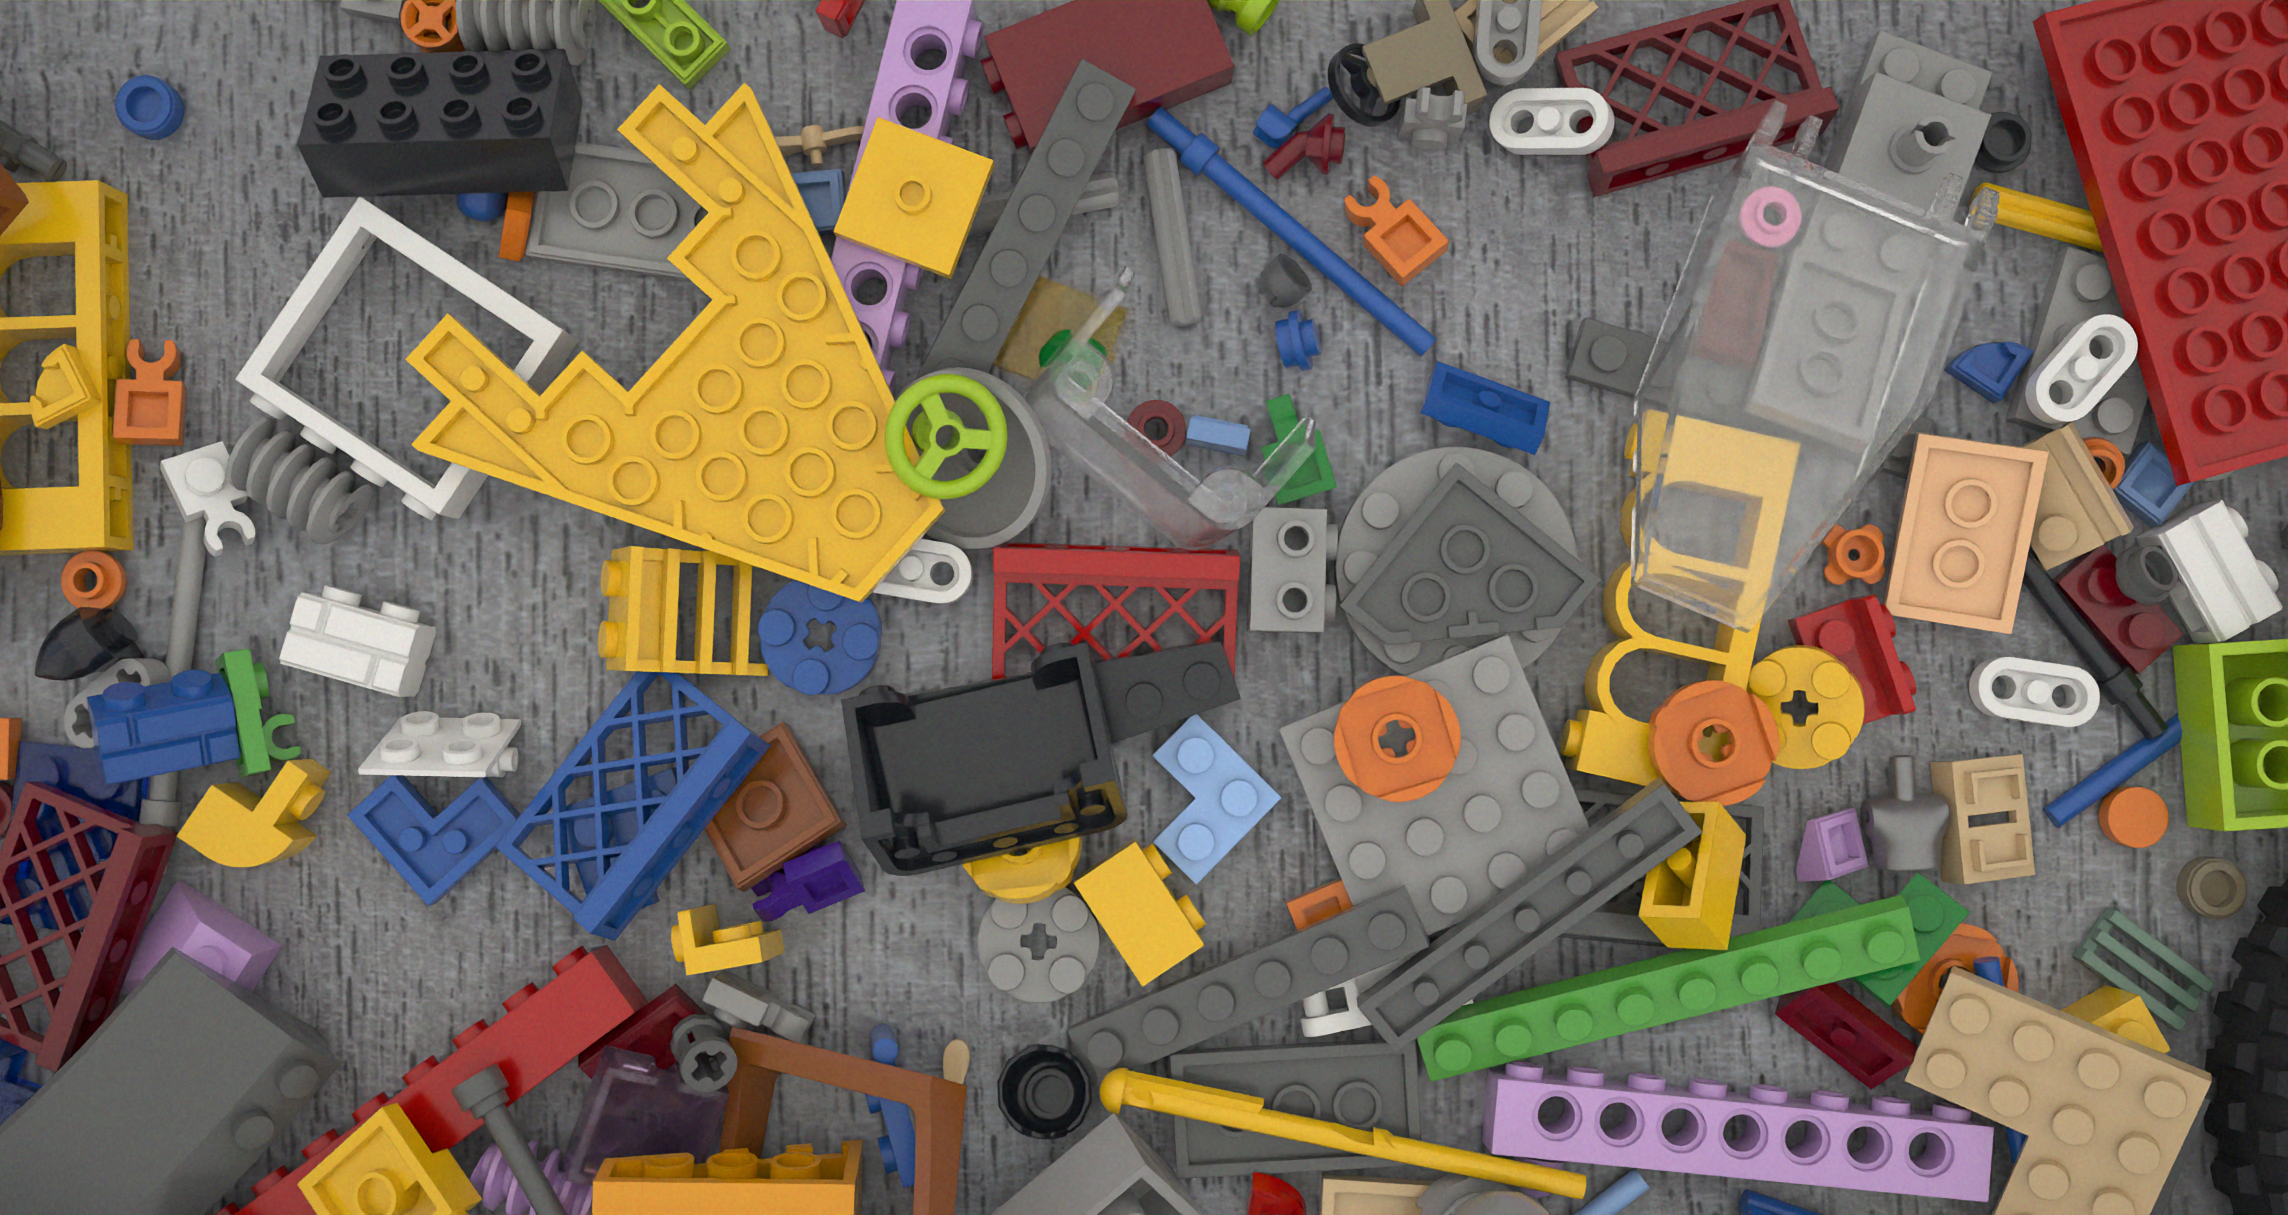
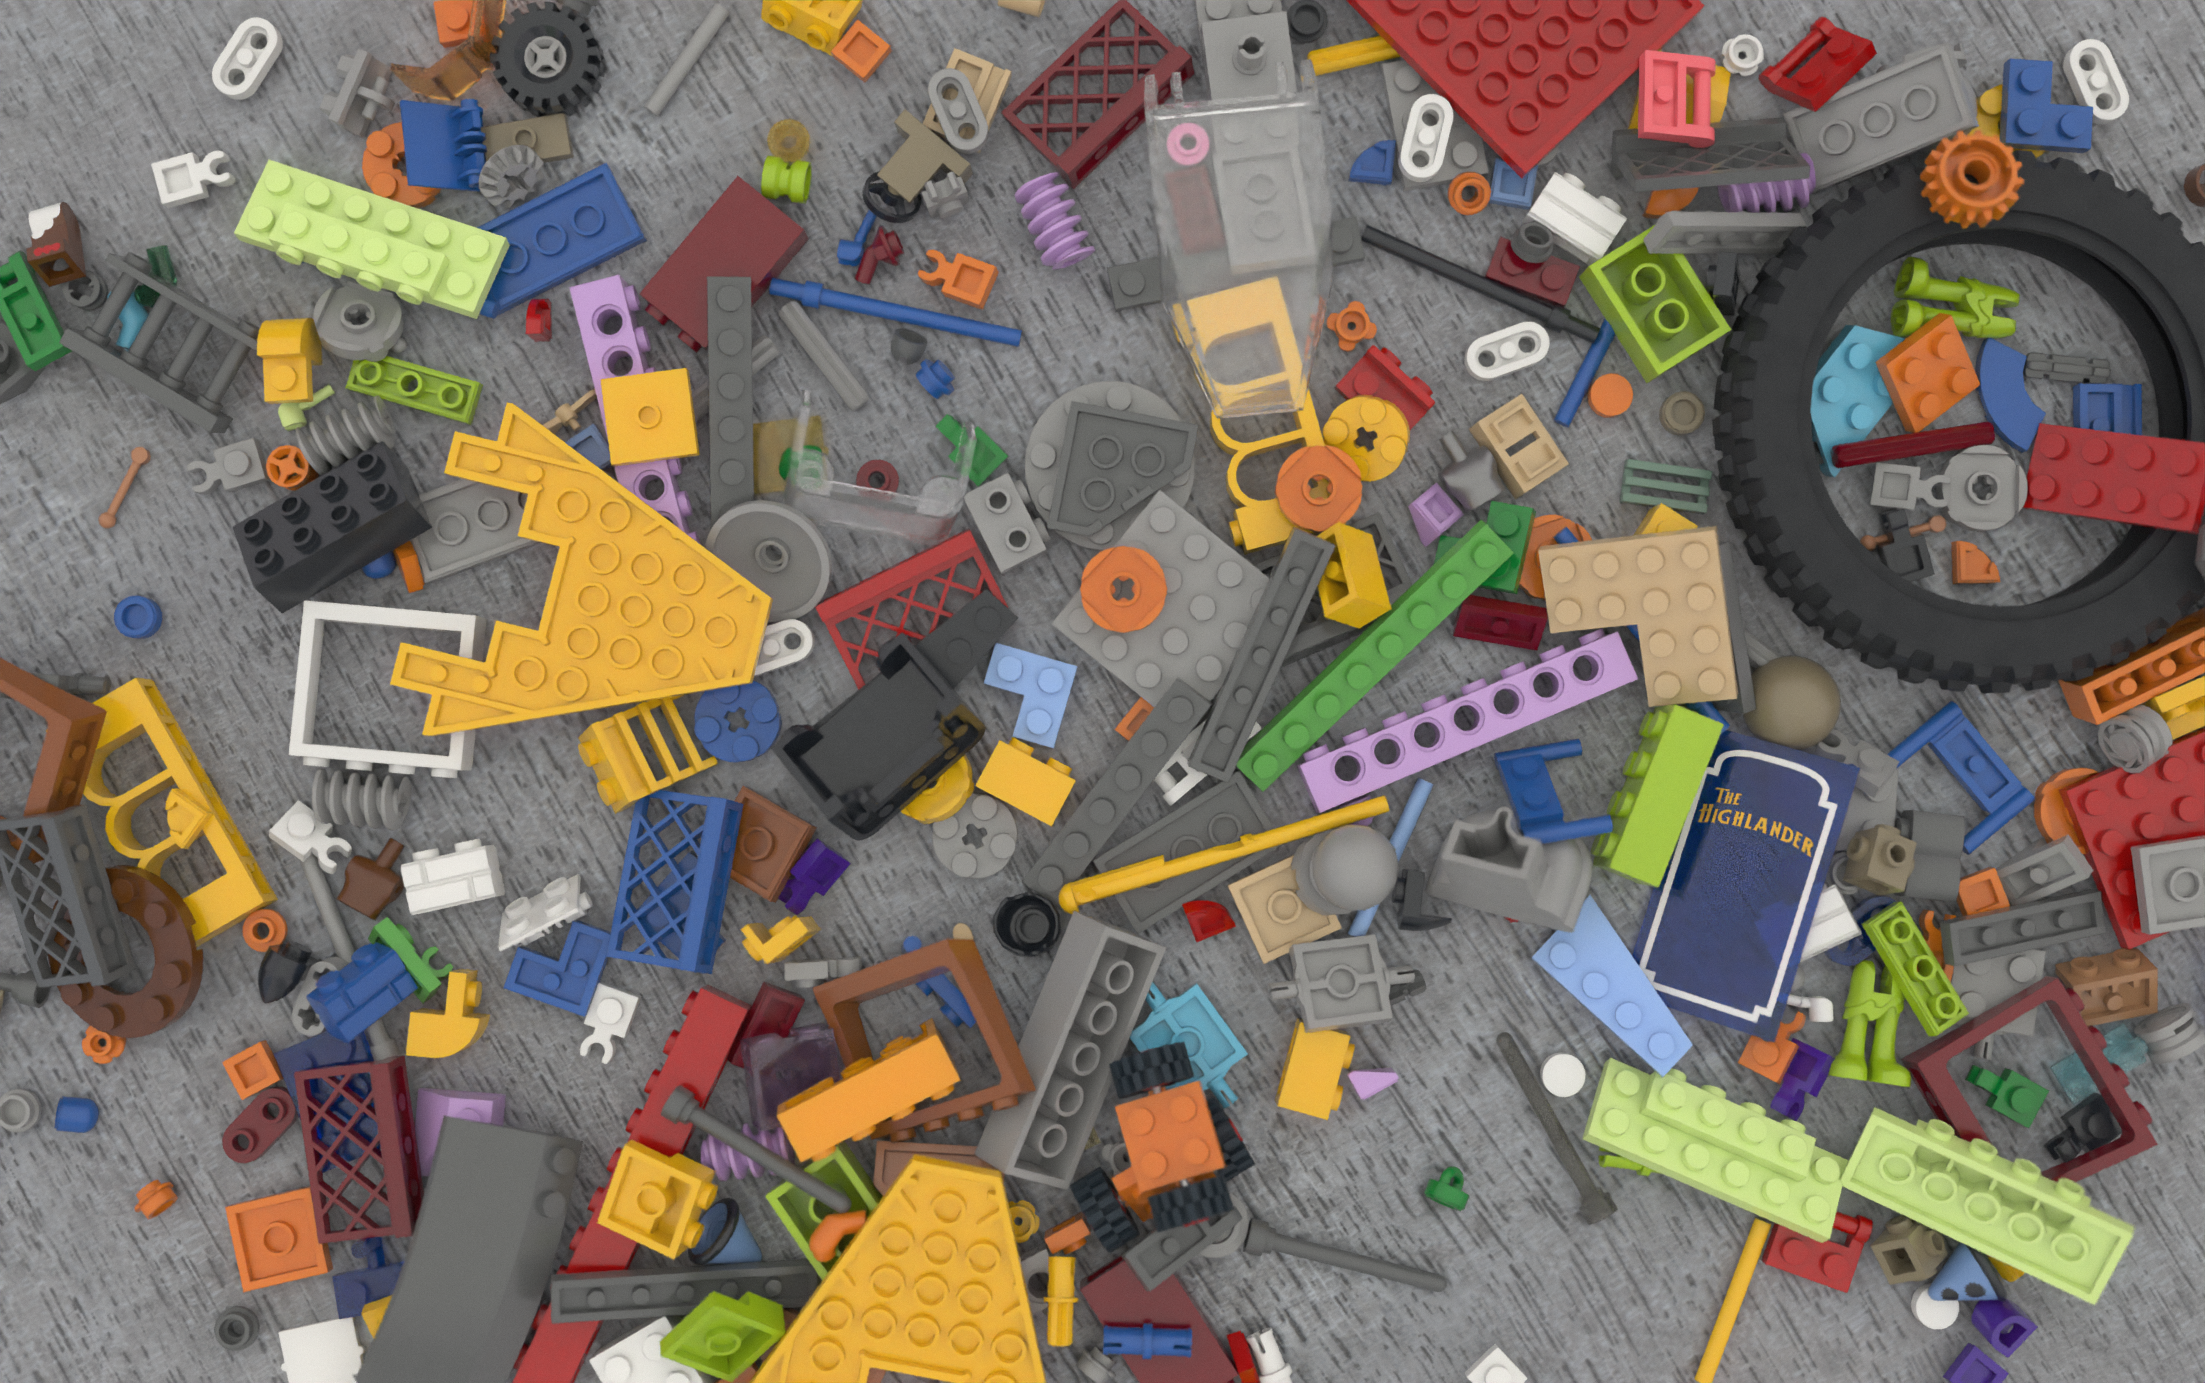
camera: 25 degrees left, 0 degrees up
(151, 406) = (240, 801): orange plate -> none
(256, 594) = (372, 883): none -> reddish brown piece
(462, 920) = (610, 1015): none -> white plate
(694, 1065) = (812, 1003): dark grey bush -> none
(924, 432) = (733, 555): lime piece -> none
(1218, 435) = (917, 463): medium blue tile -> none
(1485, 408) = (1074, 357): blue plate -> none
(1548, 223) = (1051, 222): none -> lavender piece
(1555, 121) = (1022, 157): white plate -> none
(1964, 532) = (1408, 276): light nougat plate -> none
(2075, 501) = (1456, 222): tan plate -> none

